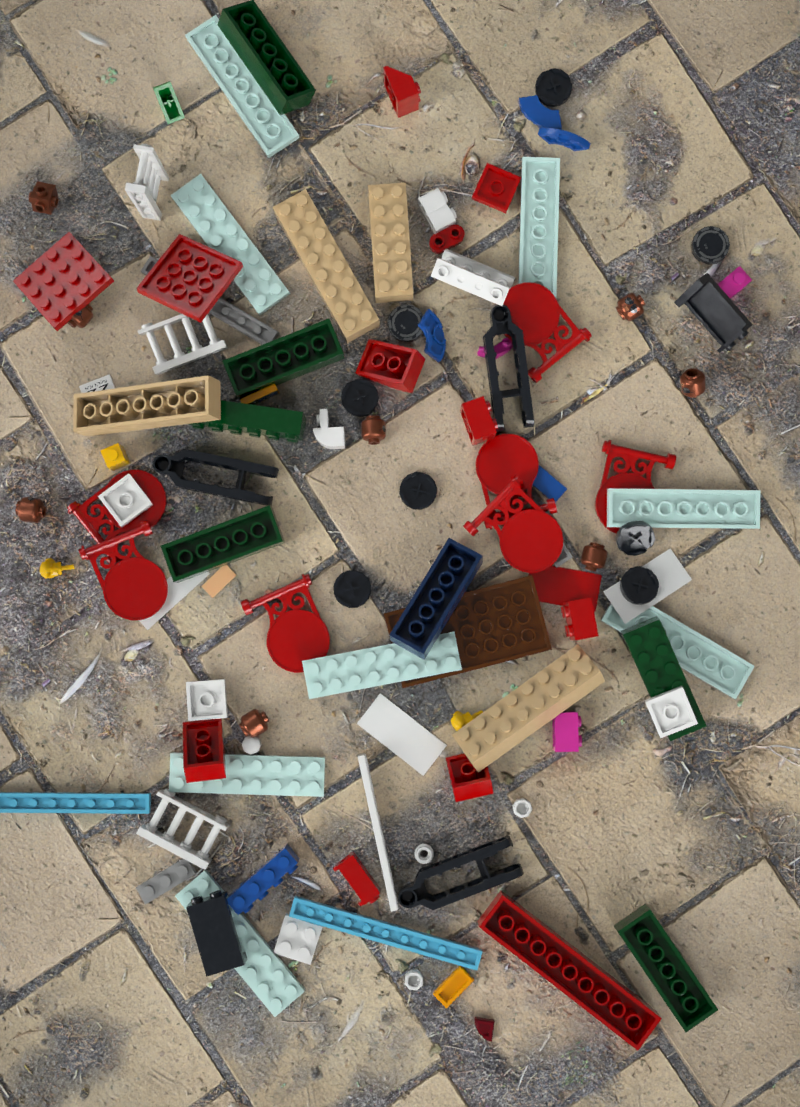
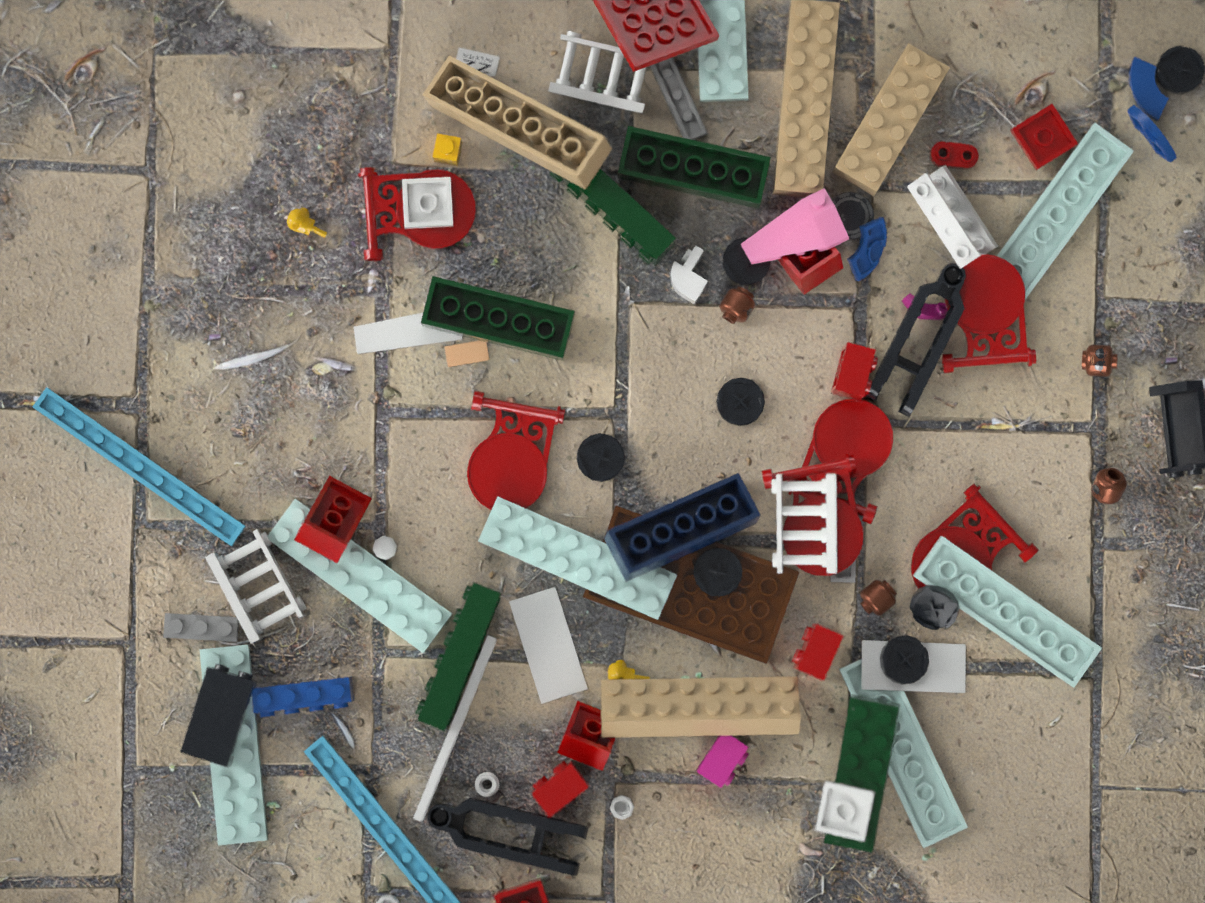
camera: 30 degrees right, 0 degrees up
(30, 509) = (321, 145): copper head -> none
(134, 585) = (375, 297): red piece -> none
(174, 466) = (501, 201): black piece -> none
(206, 699) = (370, 469): white plate -> none
(254, 723) = (403, 527): copper head -> none
(261, 395) = (643, 188): light orange tile -> none
(297, 939) = (296, 782): white plate -> none
(349, 785) = (459, 657): none -> dark green brick
(359, 879) = (402, 763): red brick -> none
(381, 349) = (802, 228): none -> bright pink wedge
(436, 210) = (964, 118): white brick -> none
(473, 825) = (559, 788): none -> red brick
(479, 611) = (717, 572): none -> black tile
(522, 523) = (827, 510): none -> white fence
(548, 485) = (882, 489): blue tile -> none
(565, 585) = (823, 603): red sticker -> none

